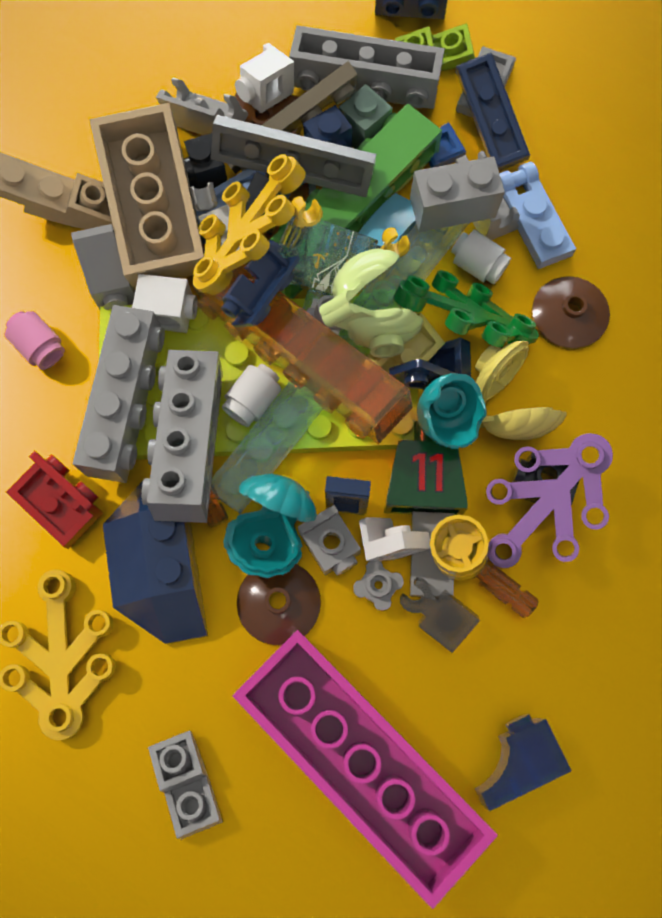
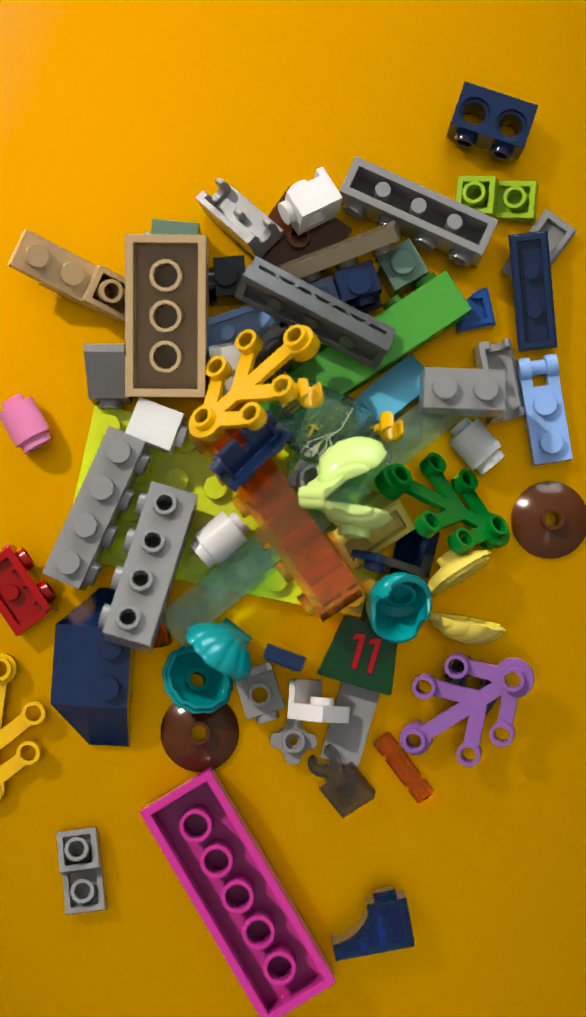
camera: 10 degrees right, 10 degrees up
(204, 198) = (218, 331): light grey hand -> none
(459, 547) = (371, 732): yellow wheel -> none

